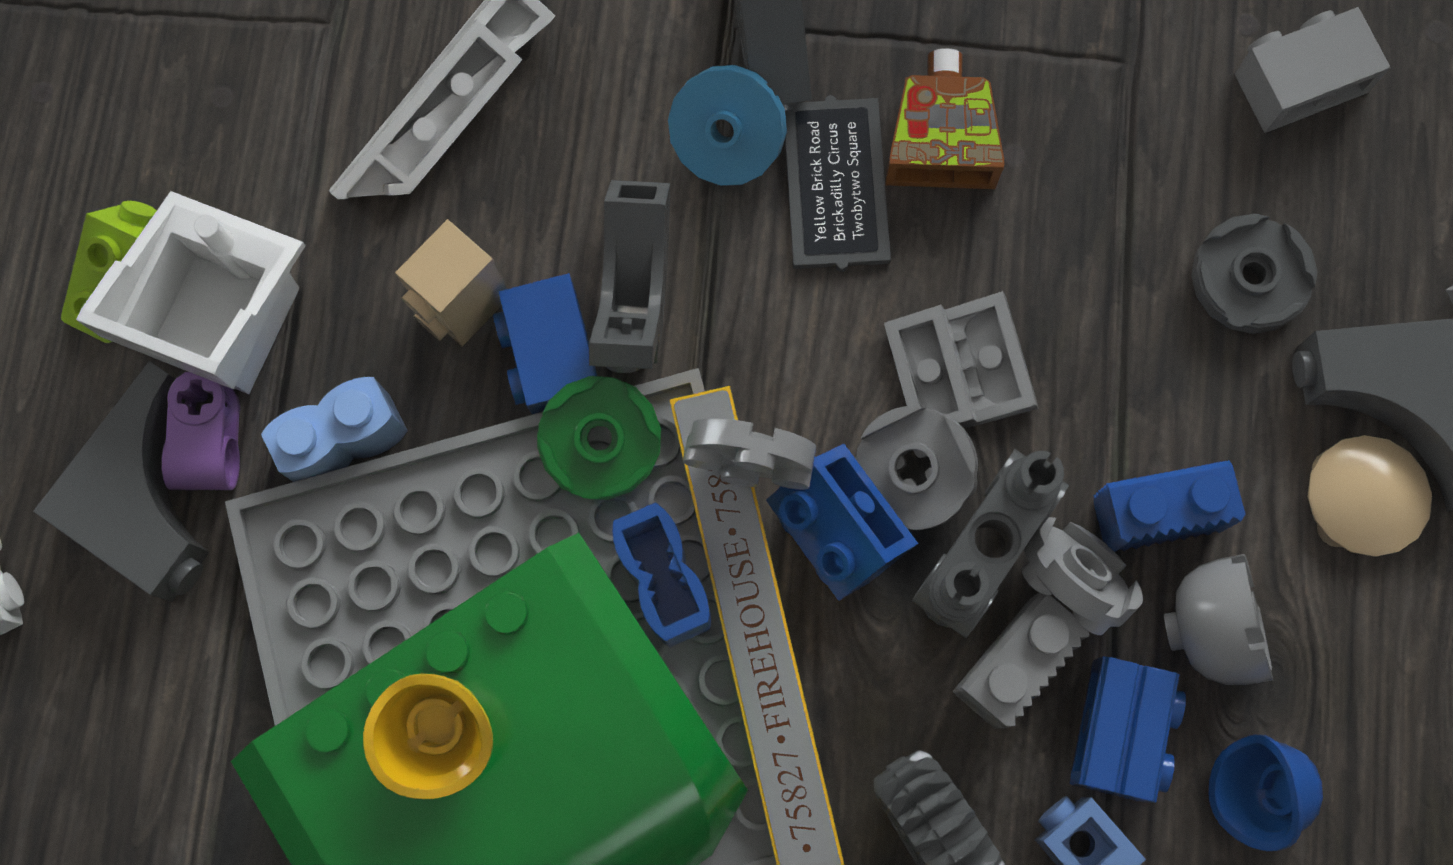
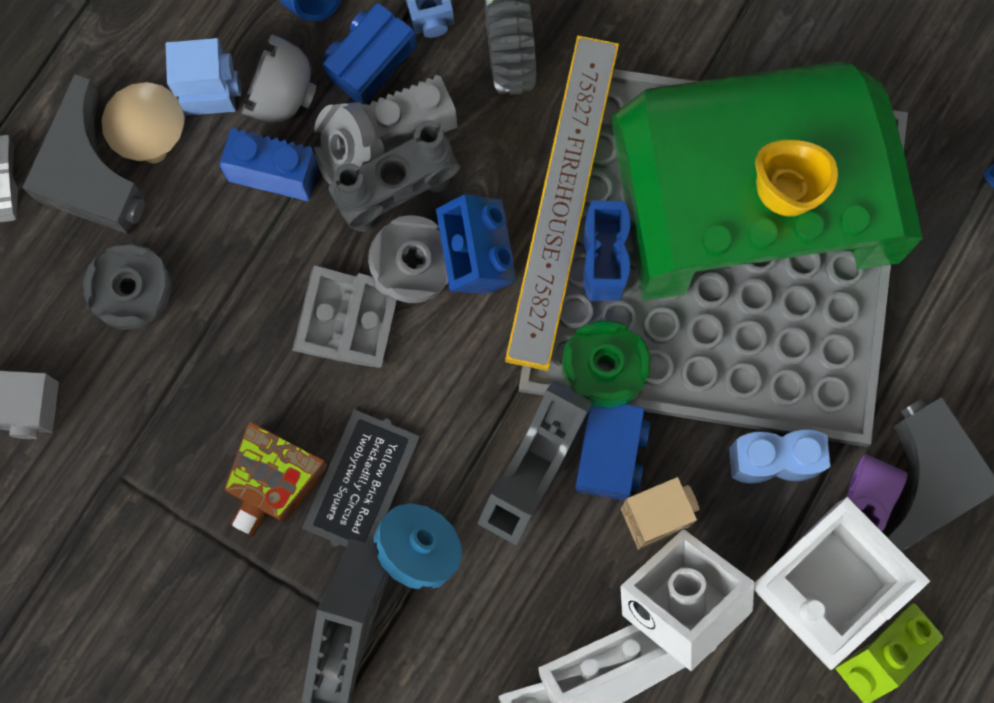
camera: 155 degrees left, 0 degrees up
(375, 197) = (687, 599): none -> white brick
(749, 454) = (512, 287): light grey plate -> none
(1329, 574) = (202, 76): none -> light blue brick

